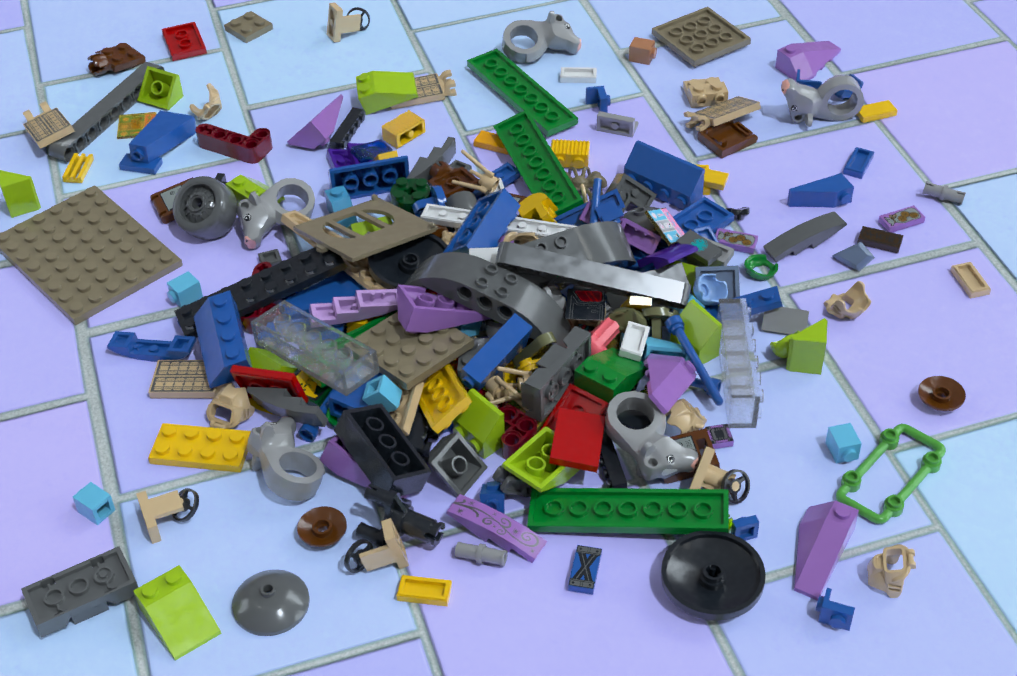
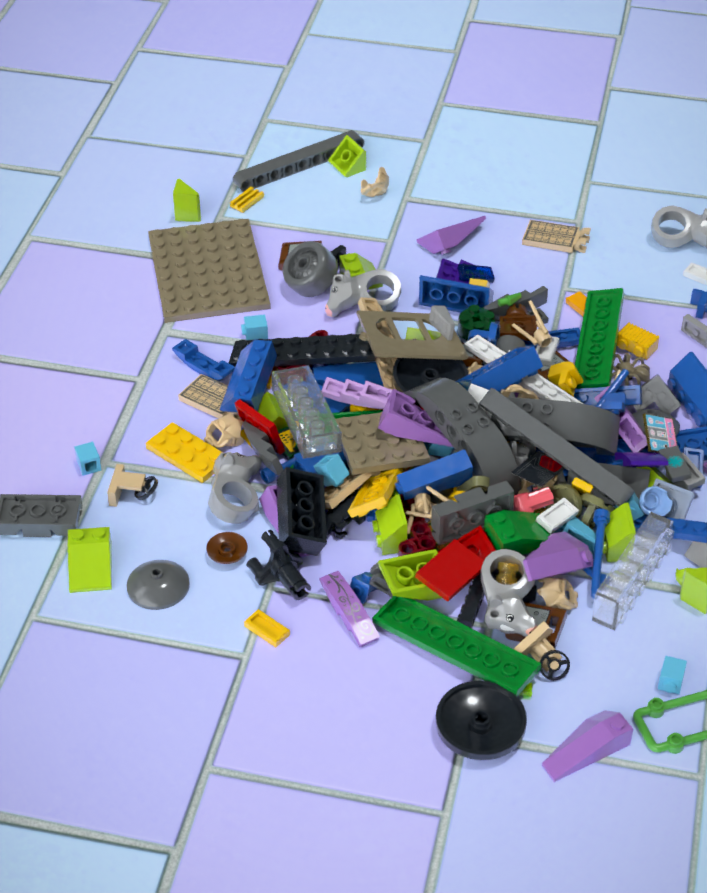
camera: 30 degrees right, 0 degrees up
(47, 126) = (243, 156): tan tile -> none
(115, 59) = (333, 119): reddish brown plate -> none
(132, 124) = (313, 181): clear yellow piece -> none
(135, 166) = (294, 214): blue tile -> none
(161, 135) = (322, 196): blue slope -> none
(184, 41) = (397, 123): red tile -> none
(235, 145) = (378, 231): dark red beam -> none
(248, 27) = (457, 129): dark tan plate -> none
(270, 256) = (336, 328): dark grey tile -> none
(337, 200) = (416, 304): dark azure slope -> none
(339, 24) = (534, 156): tan piece -> none
(347, 129) = (471, 247): black piece -> none
(381, 556) = (261, 587): tan piece -> none
(385, 89) = (522, 225): lime slope -> none
(386, 203) = (442, 321): none -> light grey slope
(403, 129) = (515, 265): yellow brick -> none
(428, 160) = (509, 300): none -> bright green bar
(456, 463) = (354, 548): dark grey slope -> none
(481, 553) = (325, 621): light grey pin -> none
(522, 91) = (640, 272): green plate -> none
(585, 569) = (393, 670): tile -> none
(634, 416) = (507, 573): none -> clear yellow wheel
(720, 436) = (576, 622): tile -> none
(745, 527) = (536, 700): blue plate -> none
(834, 613) = (553, 795): blue bracket -> none
(890, 580) = (618, 794): tan helmet -> none

